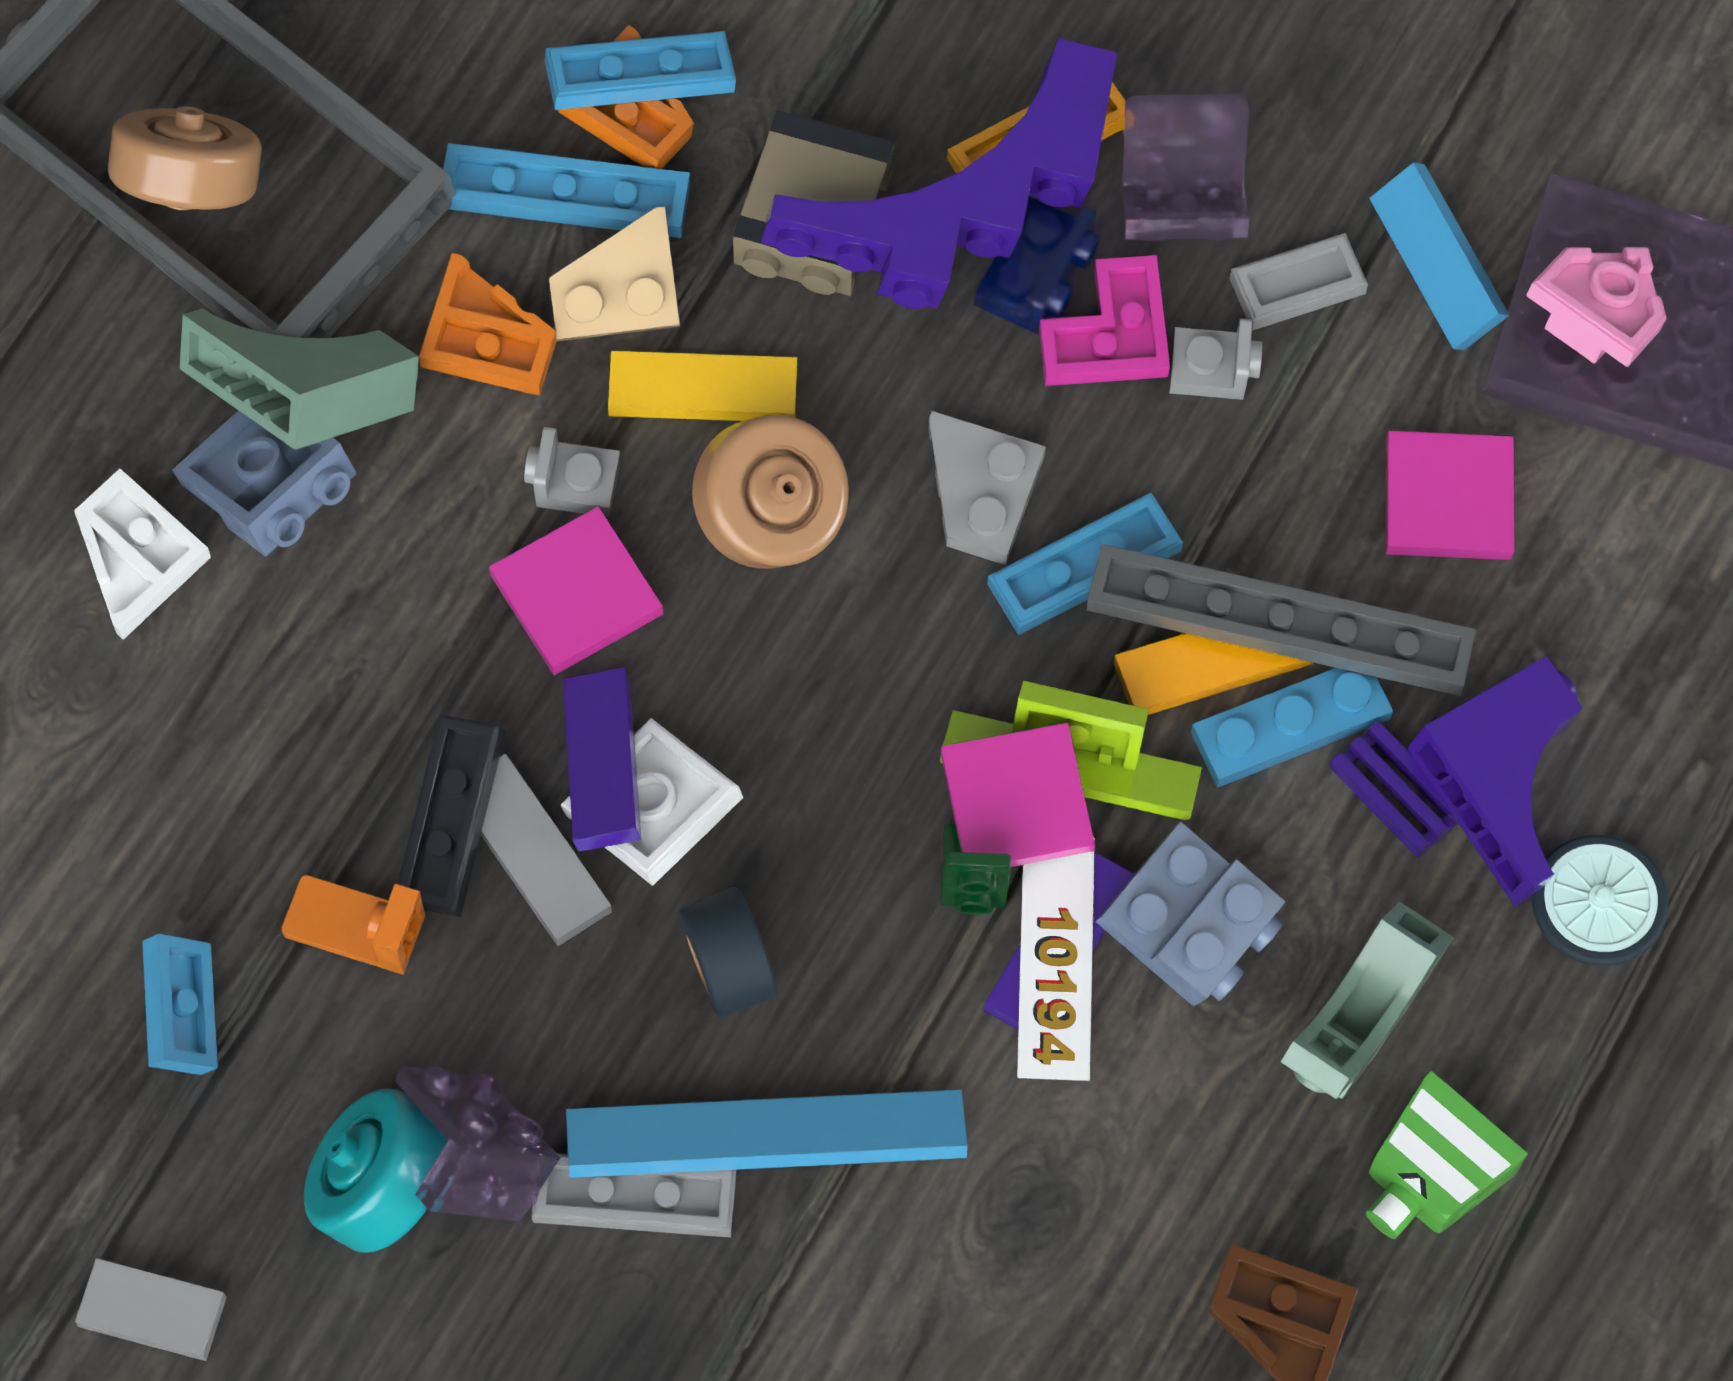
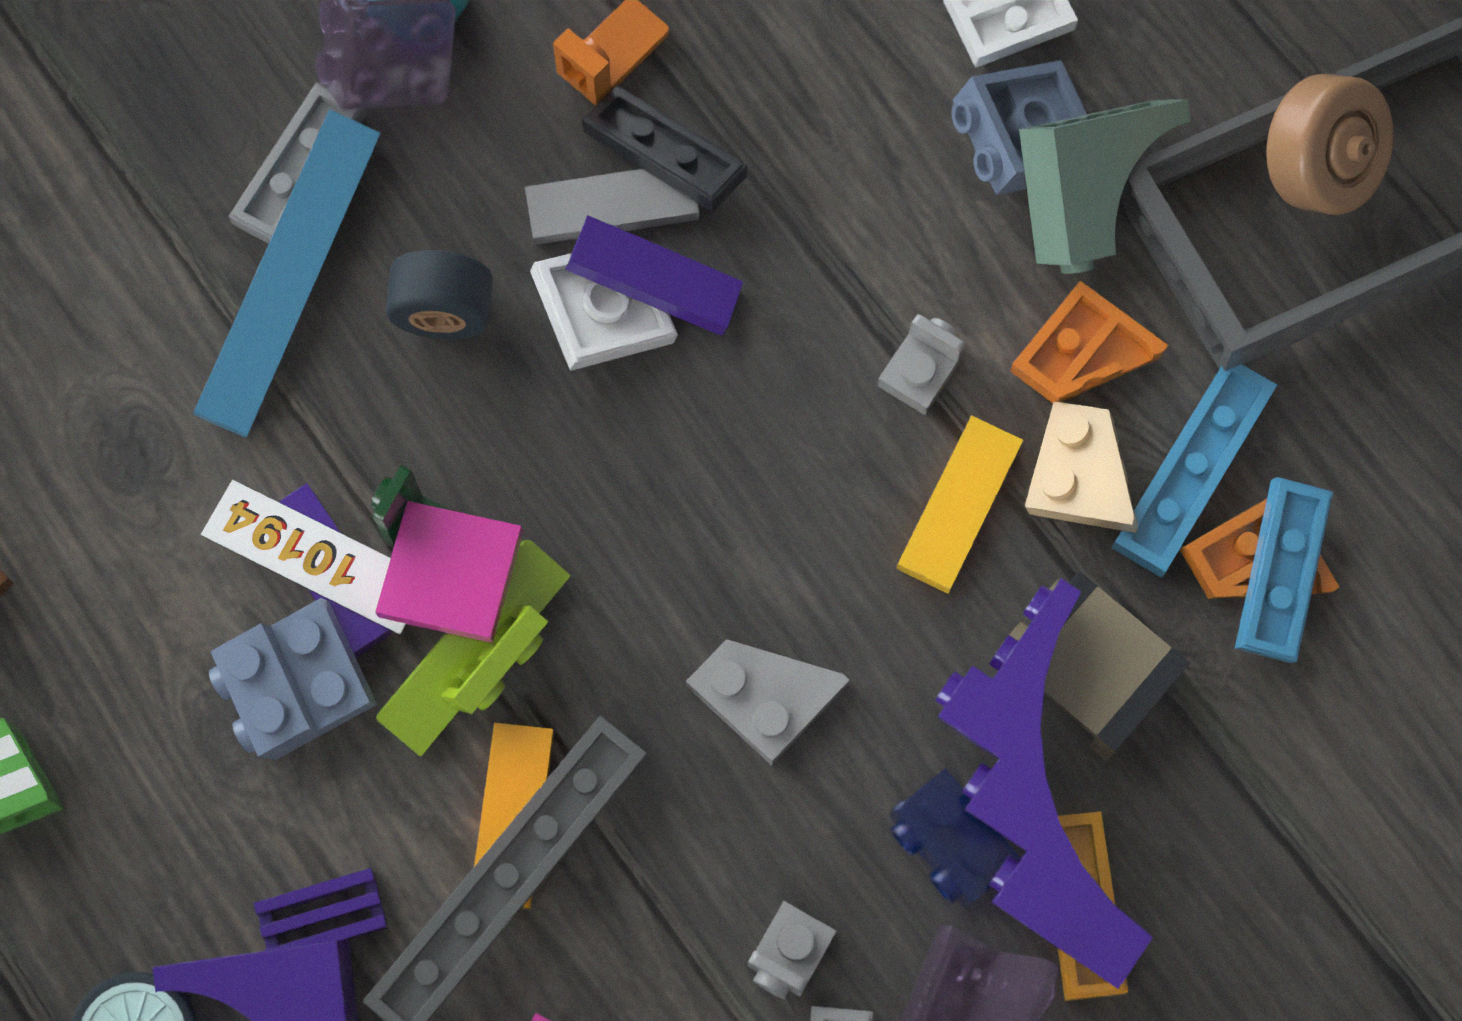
camera: 115 degrees right, 5 degrees up
(576, 590) = (815, 321): dark pink tile -> none
(770, 492) = (825, 502): medium nougat wheel -> none
(1064, 570) = (653, 723): dark azure tile -> none
(1122, 340) = (847, 885): dark pink plate -> none
(1289, 723) = (423, 846): dark azure plate -> none
(1367, 1003) = (134, 772): sand green arch -> none

